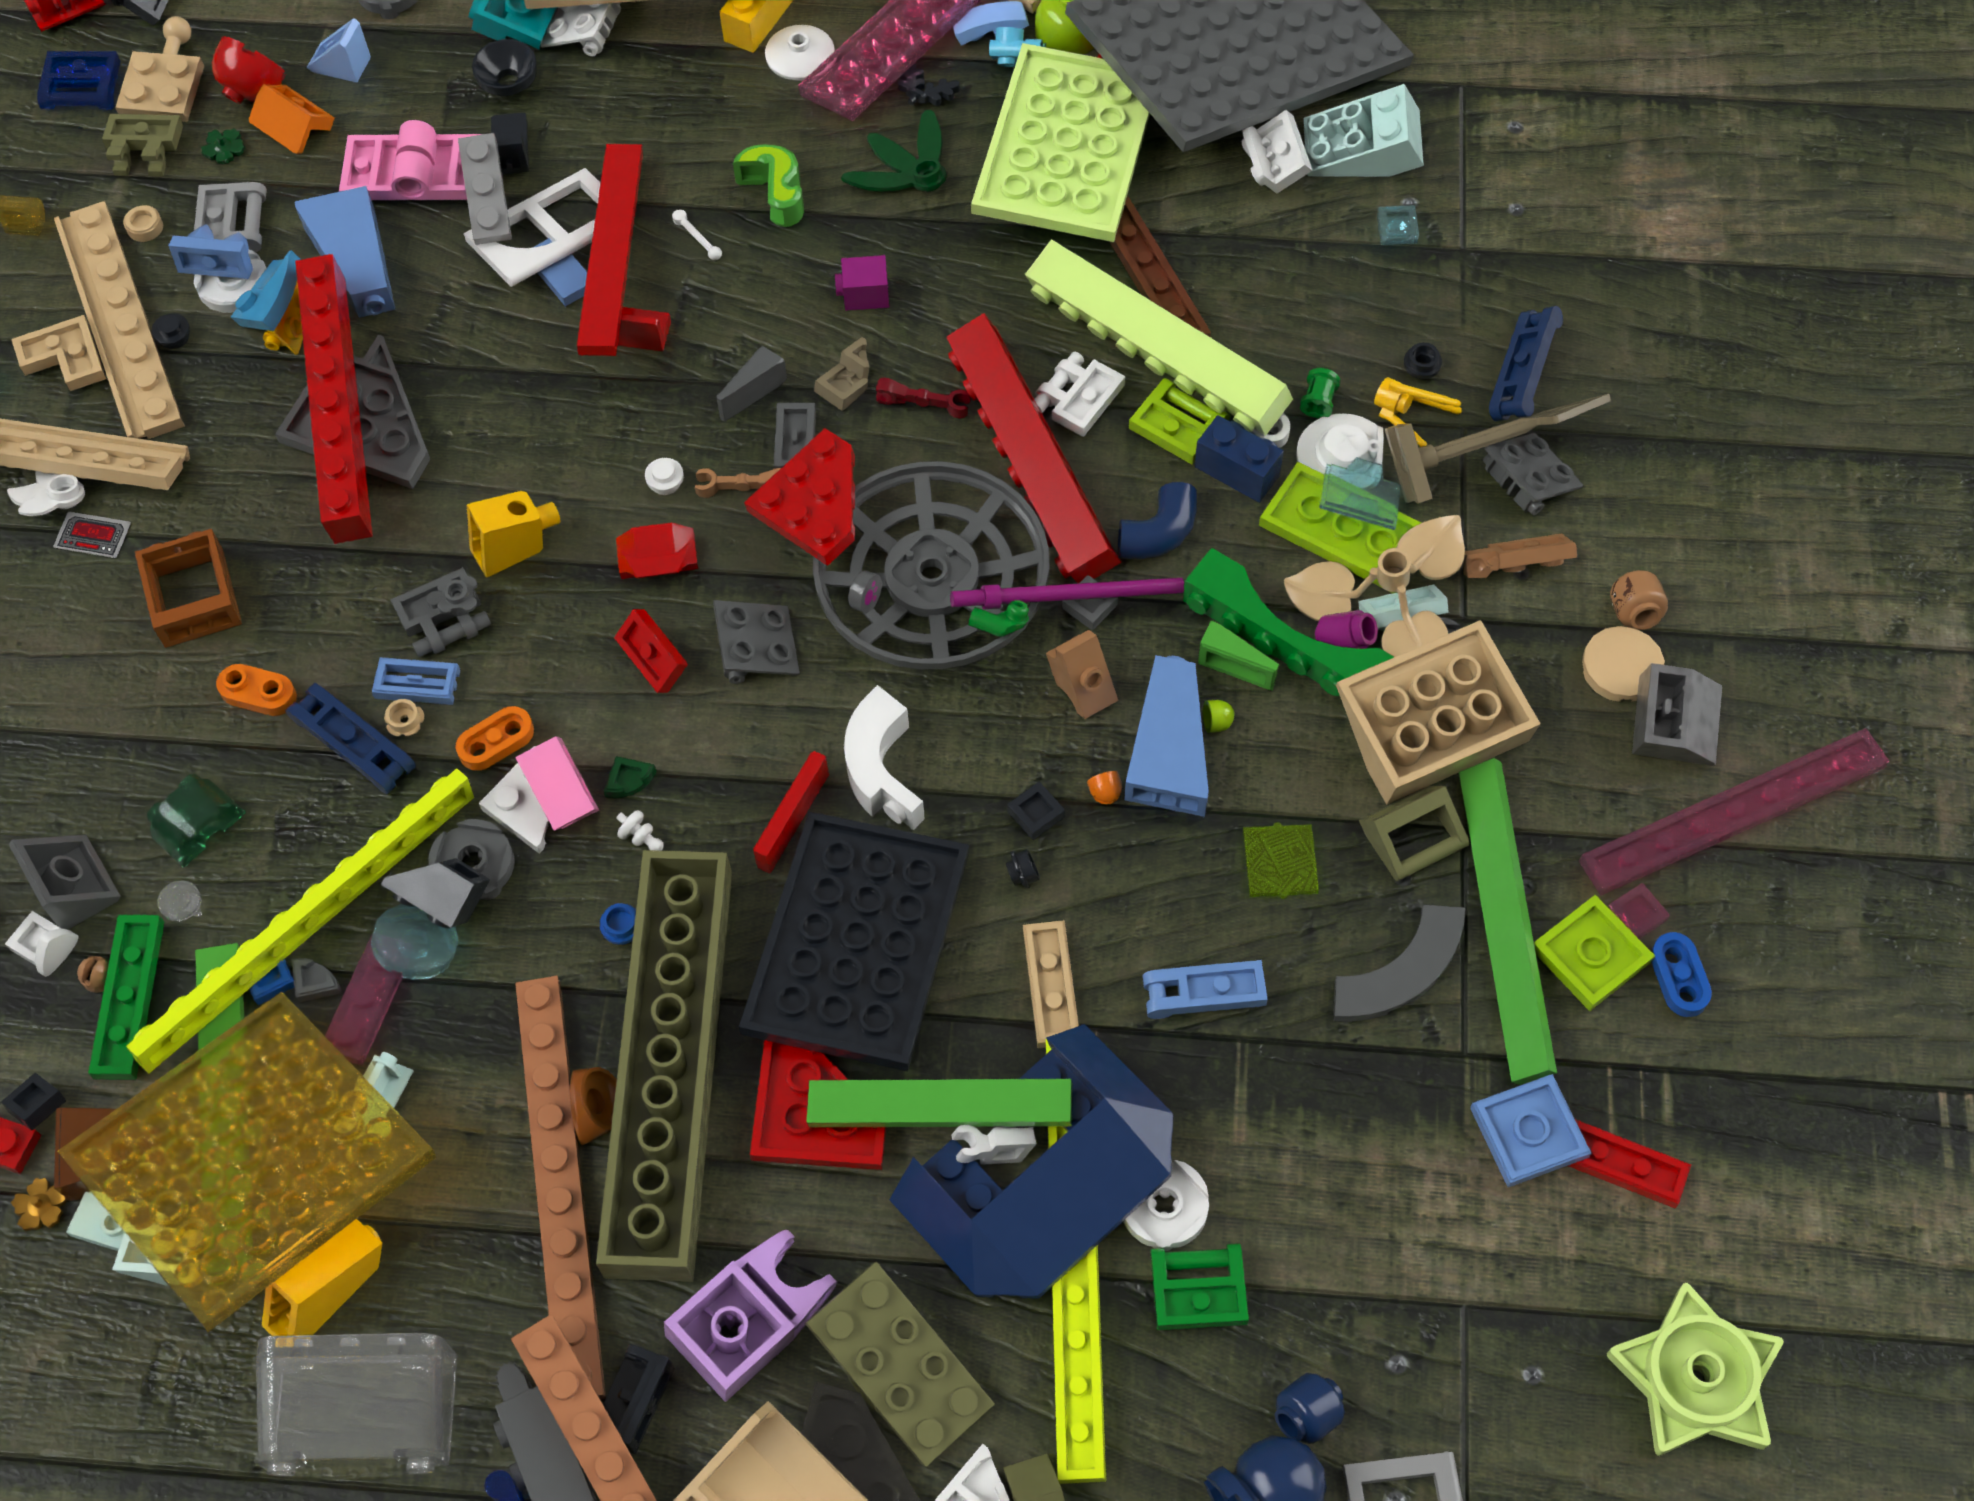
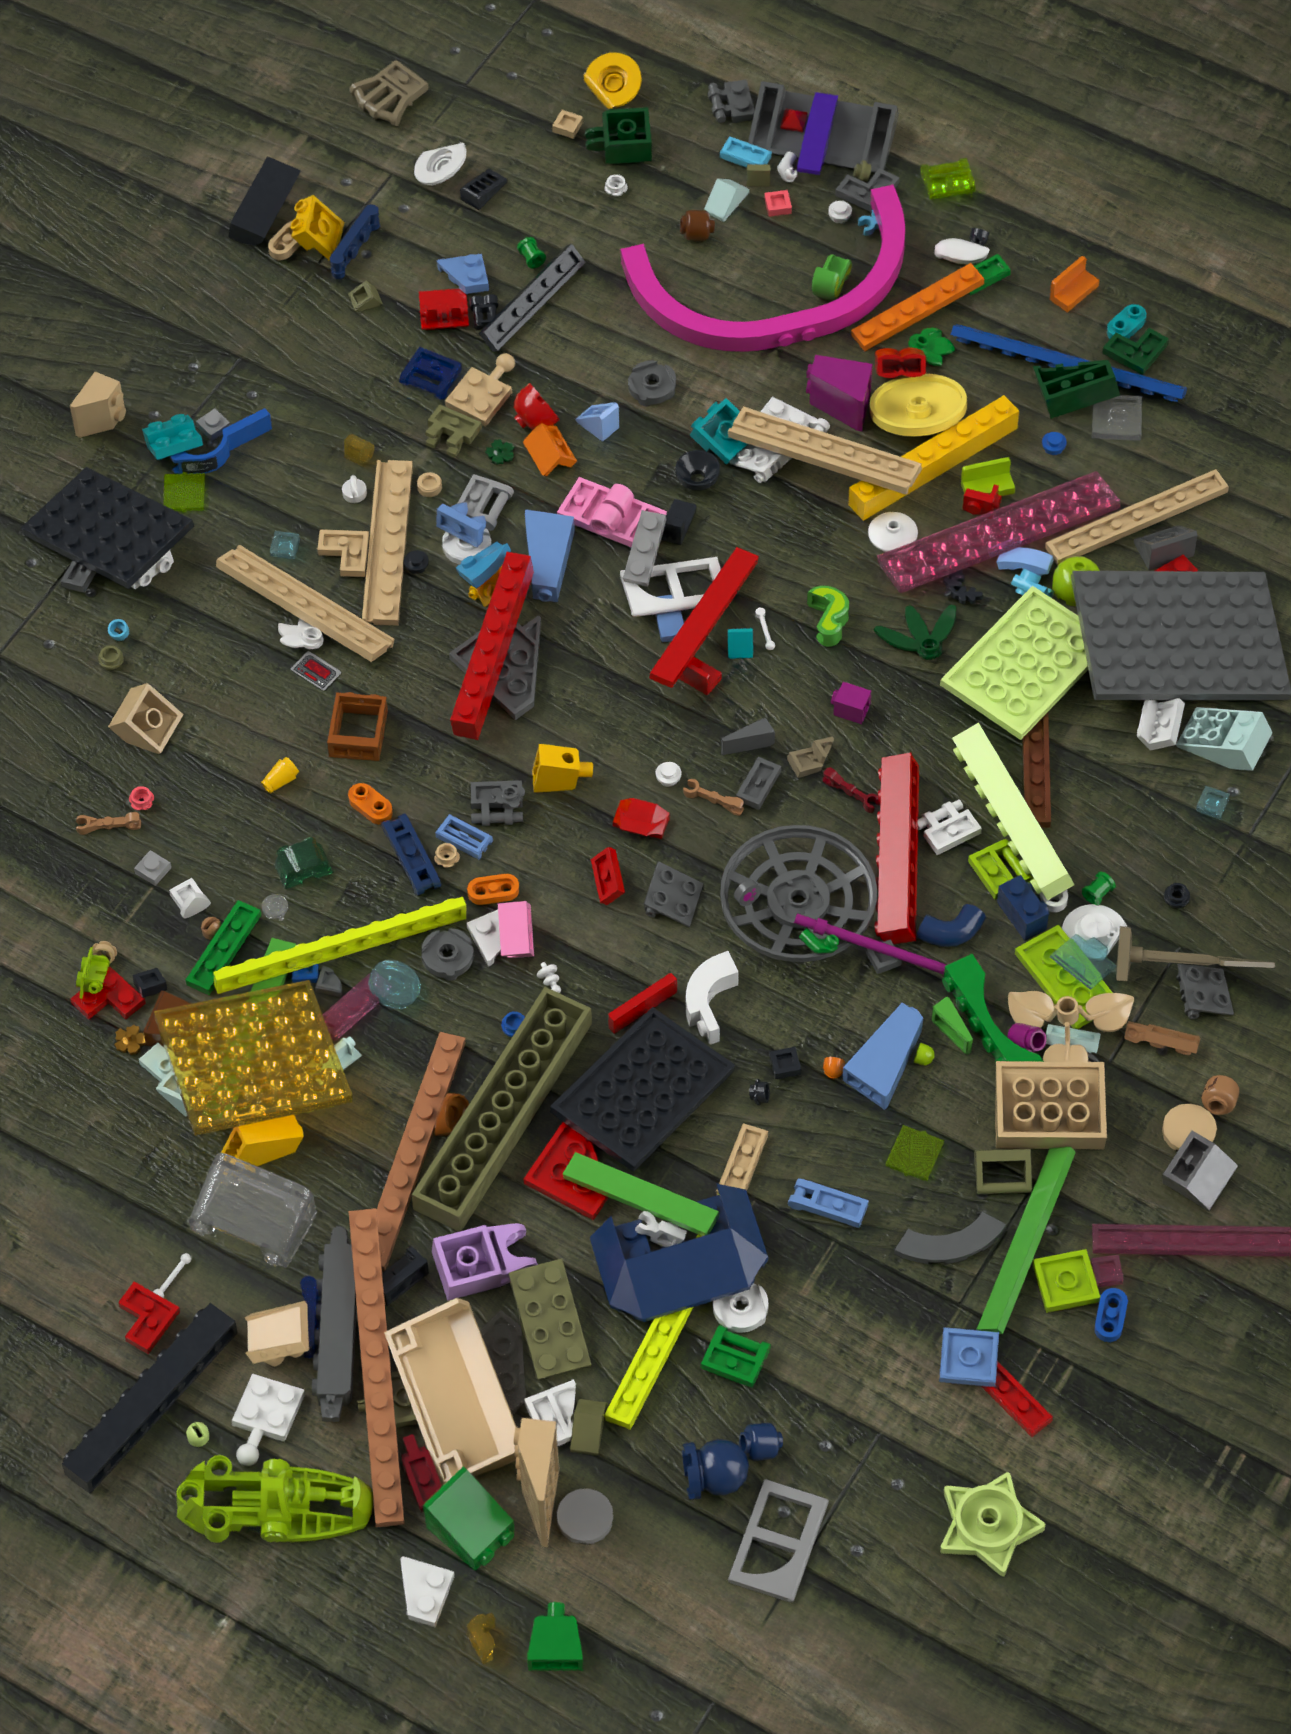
camera: 25 degrees right, 5 degrees down
(39, 269) = (354, 490): none -> white tile
(66, 877) = (218, 866): dark grey slope -> none
(102, 704) = (281, 774): none -> yellow cone
(443, 890) = (422, 961): slope -> none
(628, 777) = (559, 944): dark green tile -> none
(674, 265) = (740, 643): none -> teal slope
(812, 498) = (747, 823): red plate -> none
(1083, 674) = (854, 996): medium nougat brick -> none
(1397, 397) = (1146, 911): yellow plant -> none
(1524, 363) = (1238, 922): dark blue plate -> none

